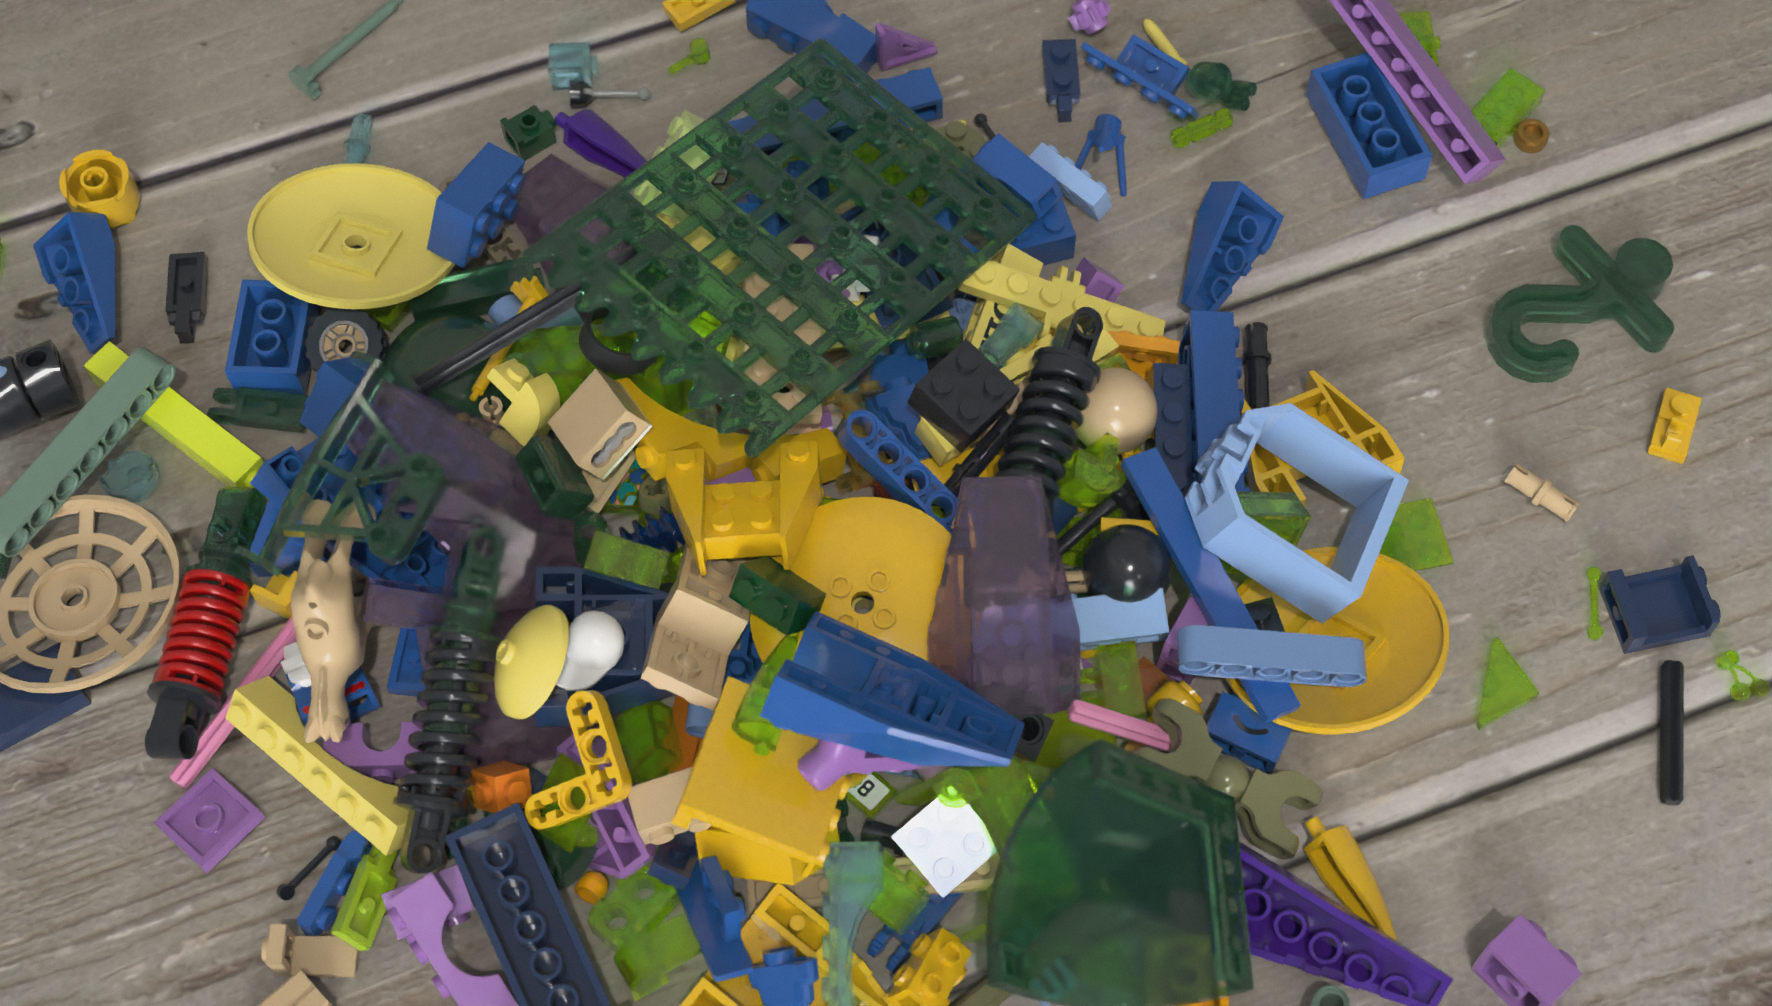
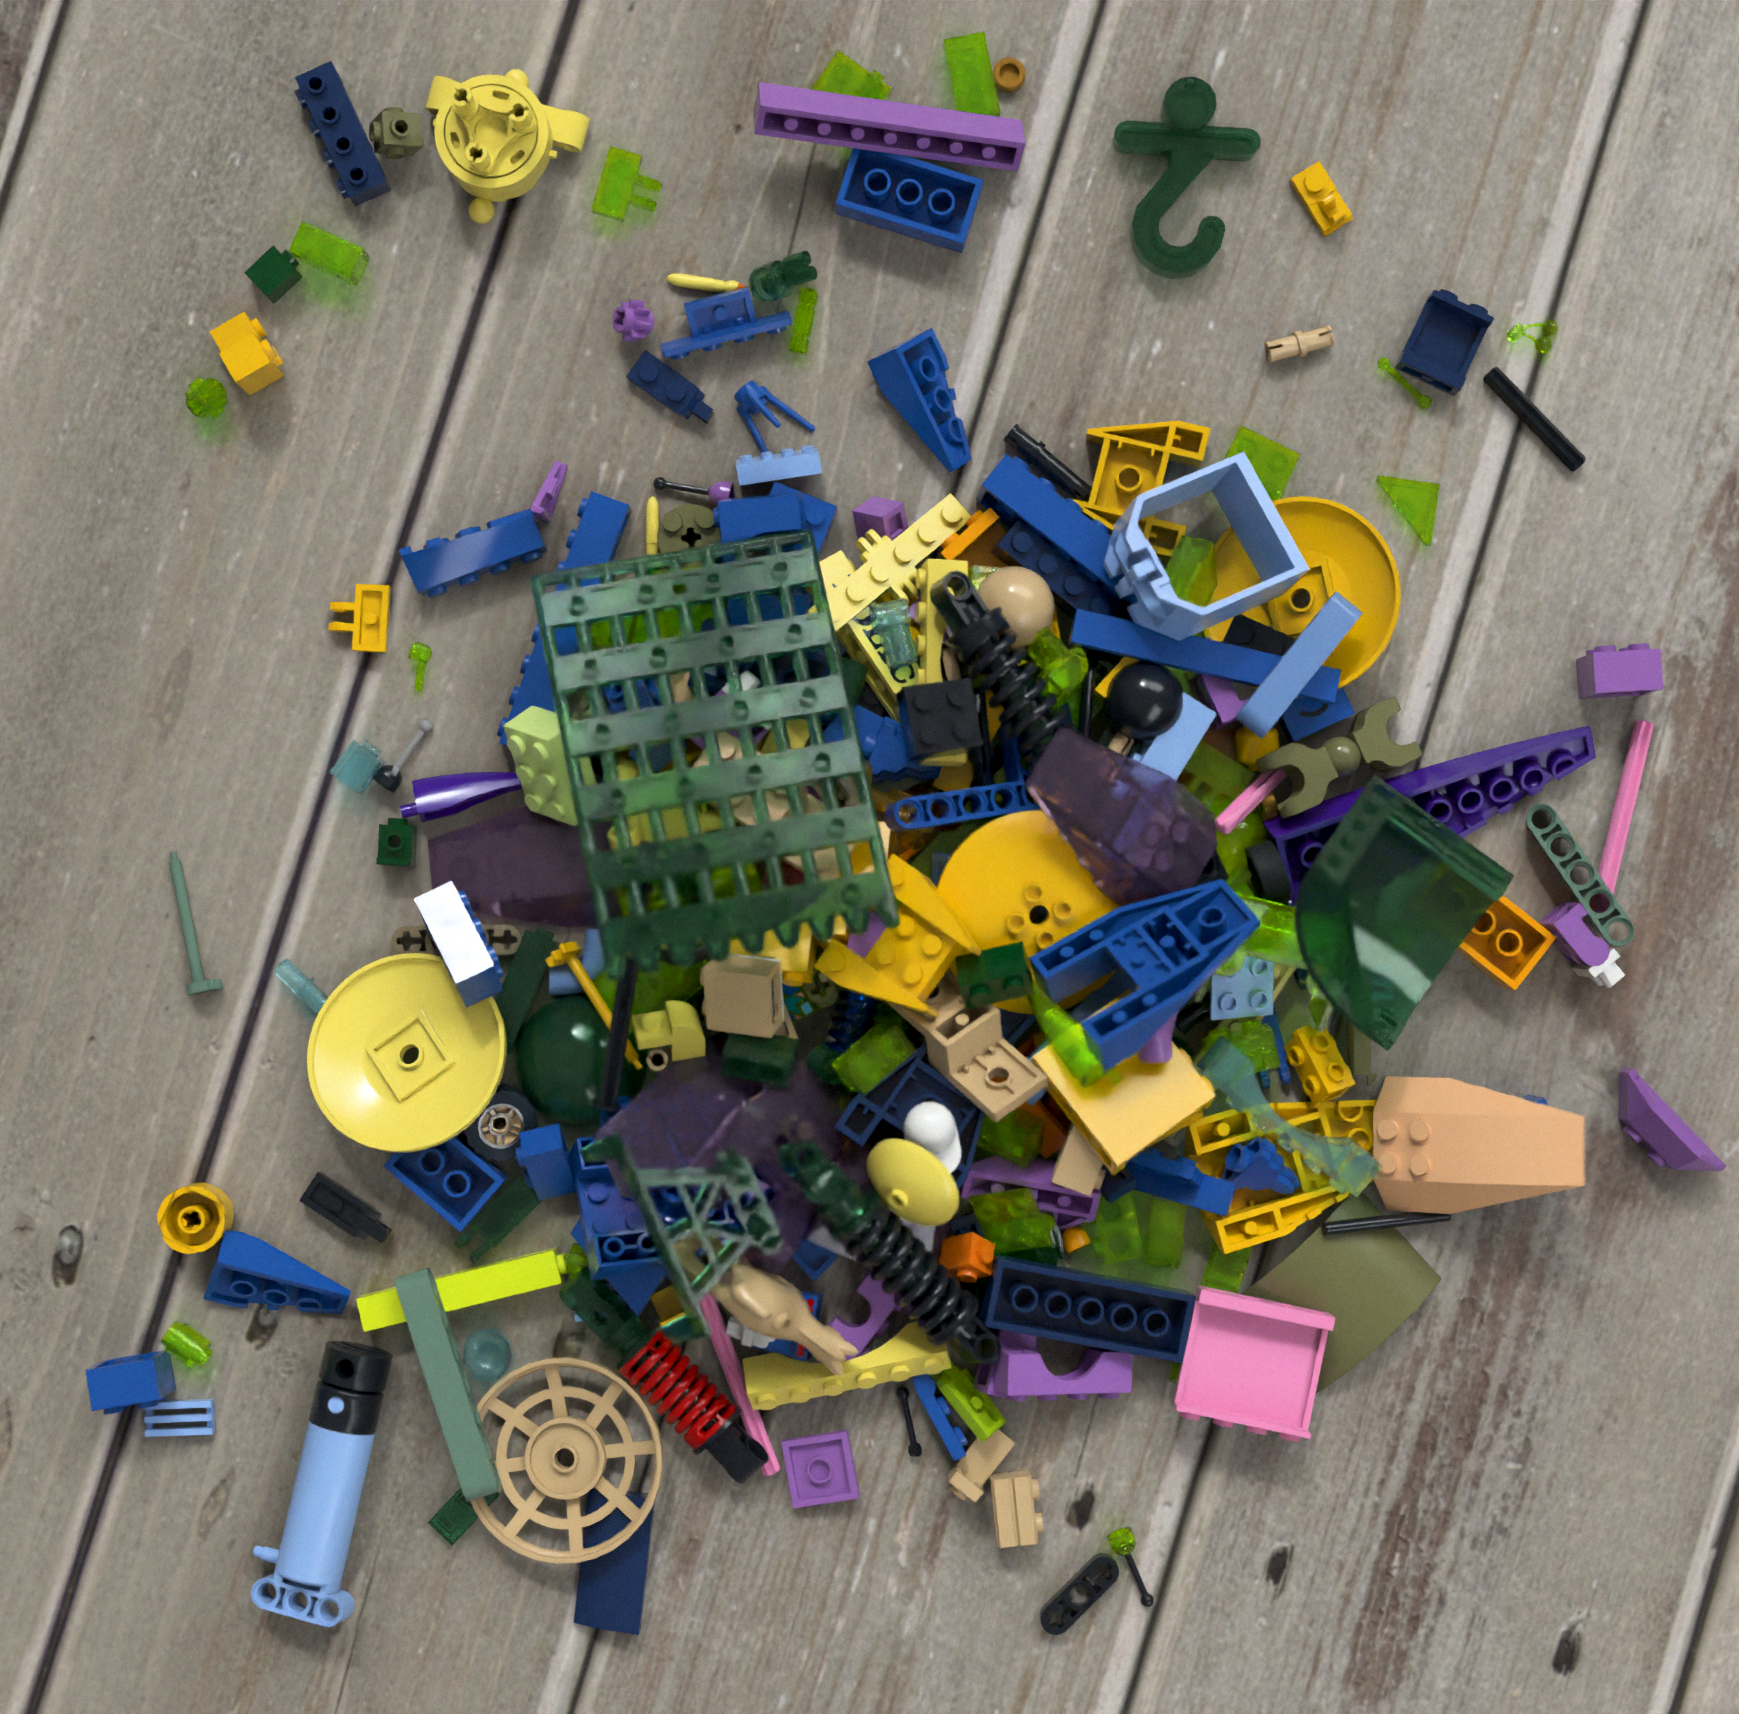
camera: 55 degrees left, 25 degrees up
(595, 780) = (1023, 1193): yellow beam -> none
(1347, 873) = (1459, 726): yellow piece -> none

